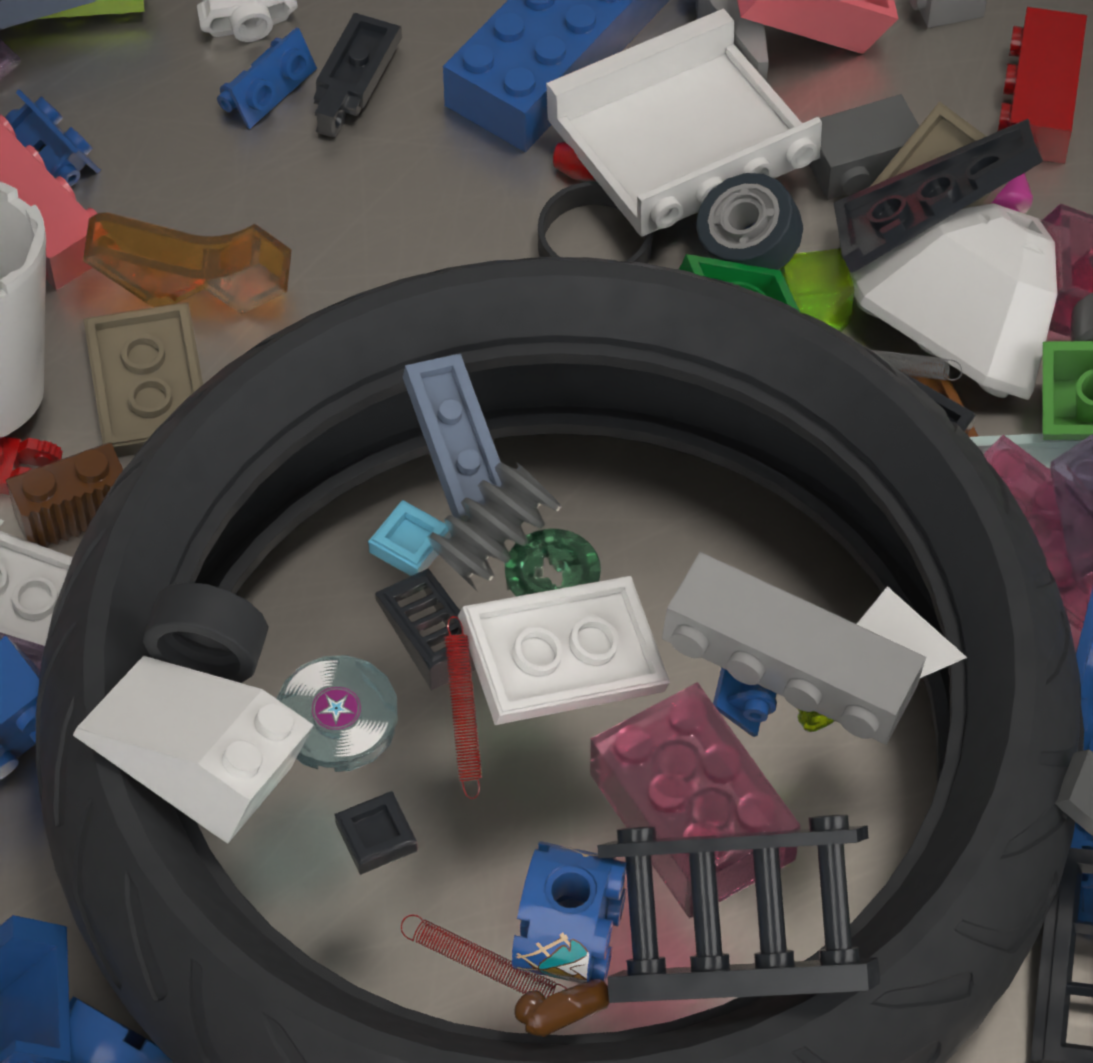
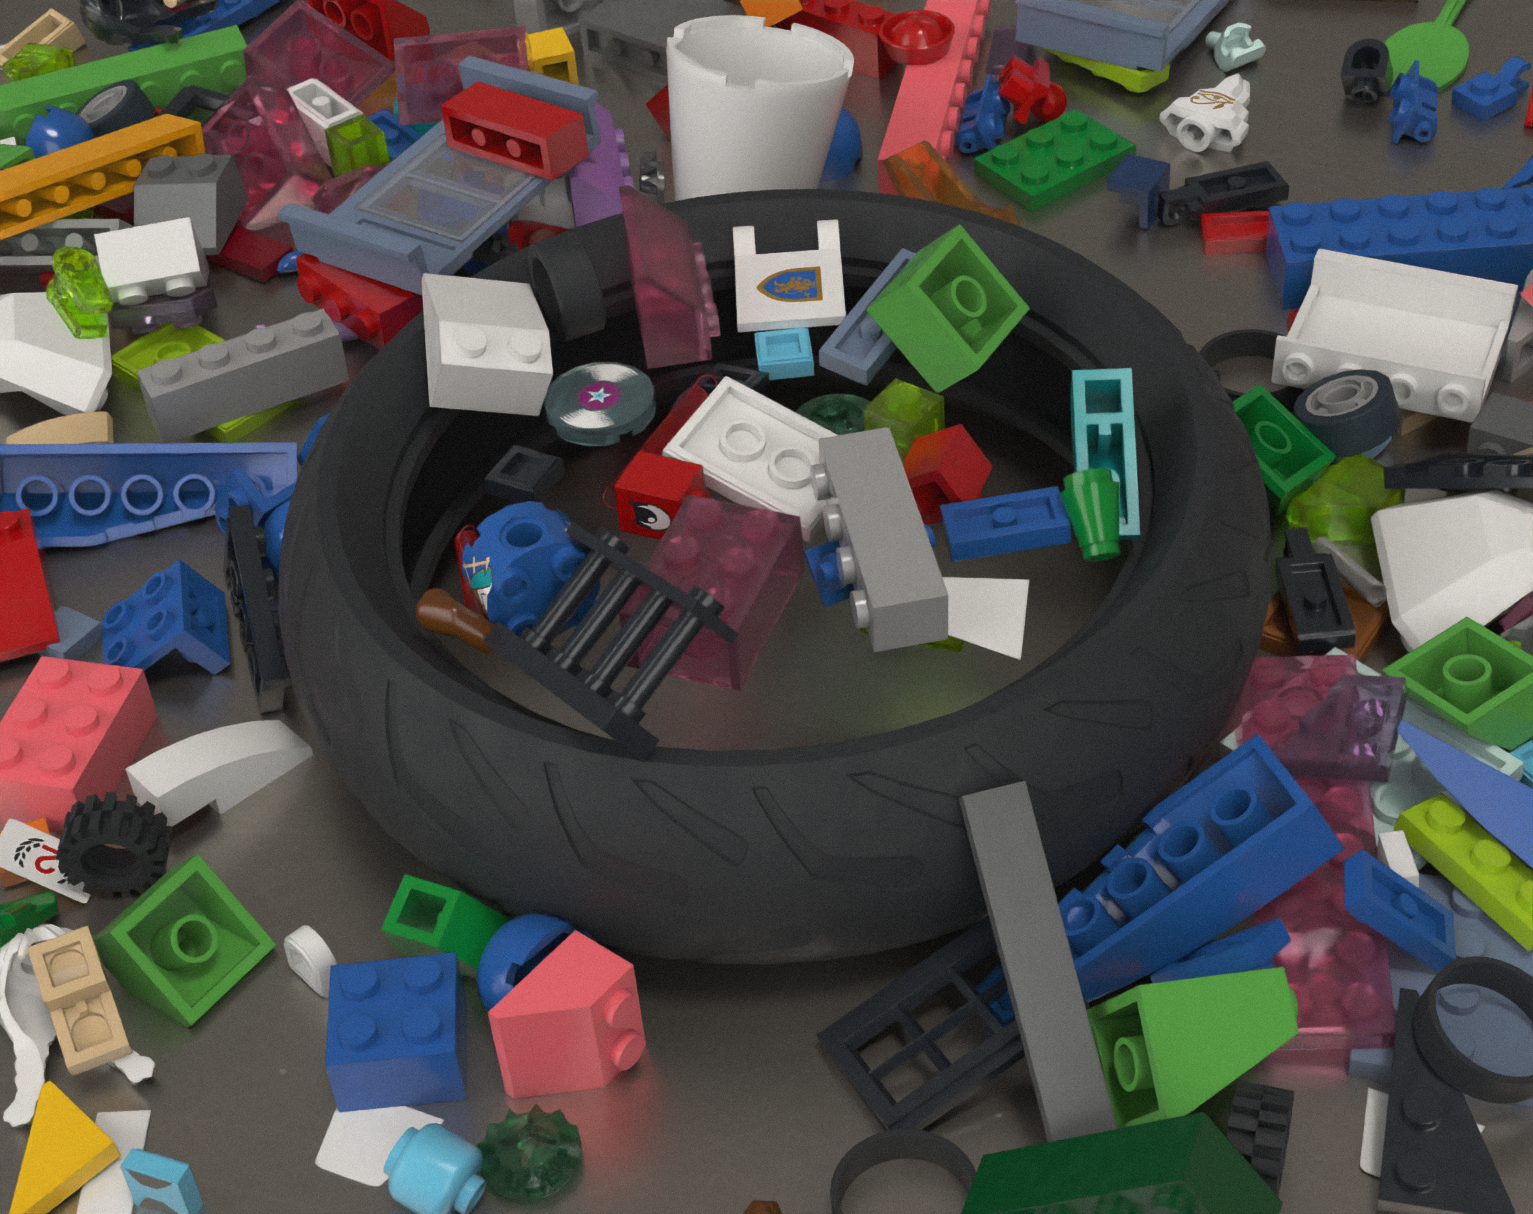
camera: 55 degrees right, 15 degrees down
(62, 78) = (1031, 89): none -> red hips
(161, 137) = (1053, 159): none -> green plate
(268, 562) = (667, 283): none -> clear pink slope
(269, 78) = (1185, 157): blue hinge -> none
(288, 112) = (1138, 184): none -> dark blue panel
(340, 474) = (789, 287): none -> white flag
(408, 96) = (1234, 232): none -> red tile
(493, 523) = (824, 361): dark grey piece -> none
(530, 397) = (948, 309): none -> bright green brick
(532, 755) = (654, 491): none -> red brick
(625, 532) = (907, 412): none -> clear neon green brick
(715, 532) = (945, 470): none -> red brick
(807, 434) = (1106, 434): none -> teal slope
(816, 548) = (1005, 524): none -> blue plate
(873, 491) = (1094, 512): none -> green cone

